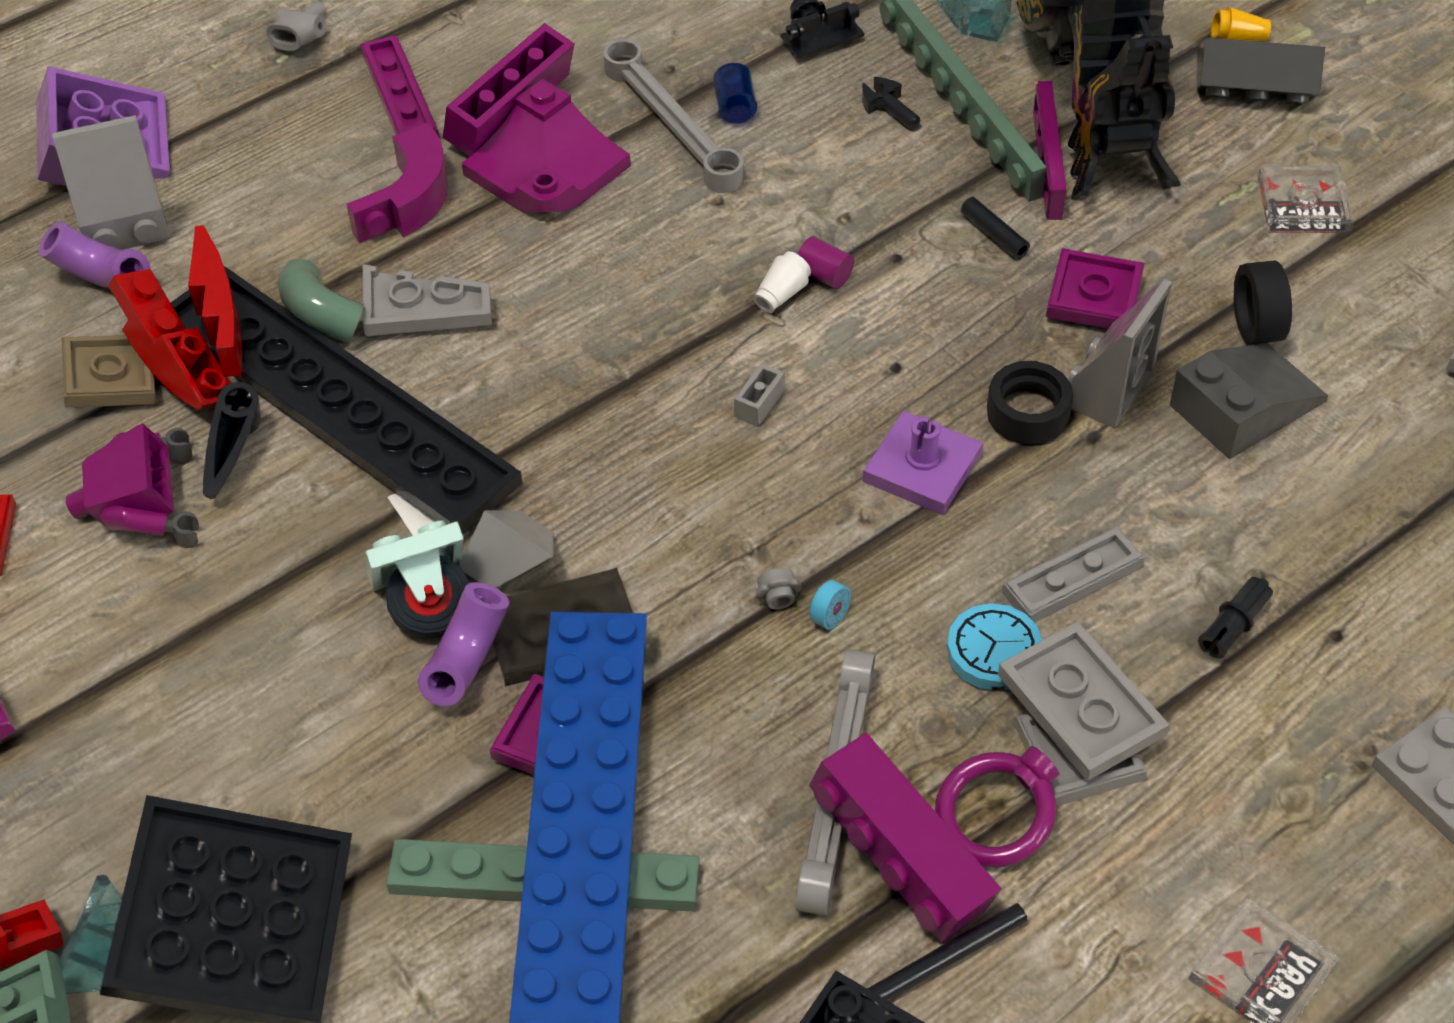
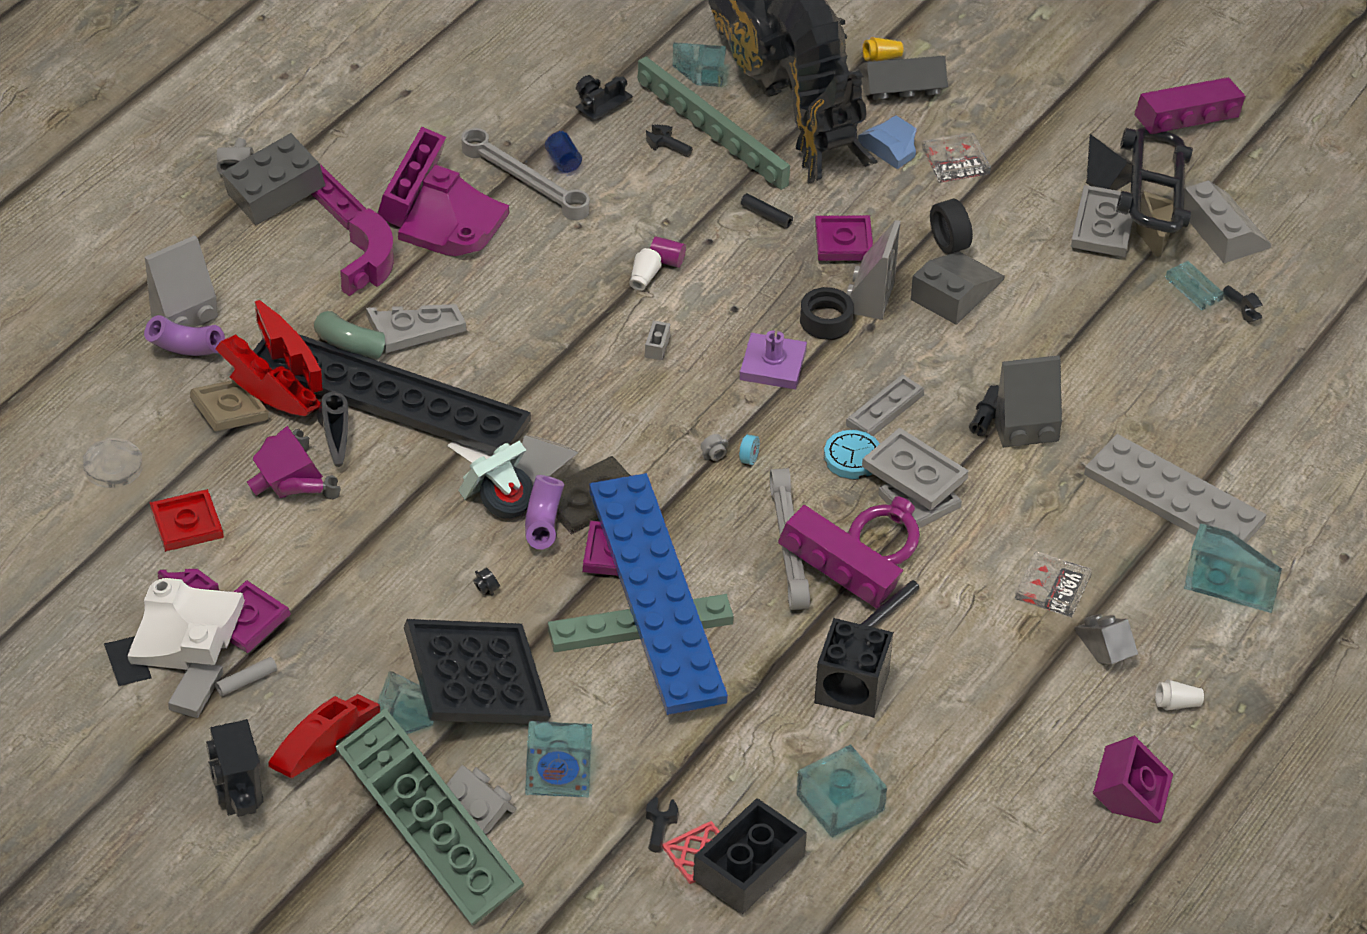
camera: 20 degrees left, 5 degrees down
(80, 100) = (119, 250): medium lavender slope -> none
(324, 61) = (273, 179): none -> dark grey brick
(333, 742) = (486, 581): none -> black plate
(1049, 149) = (783, 148): magenta tile -> none
(1212, 159) = (891, 141): none -> medium blue slope
(1306, 624) = (1029, 401): none -> dark grey slope

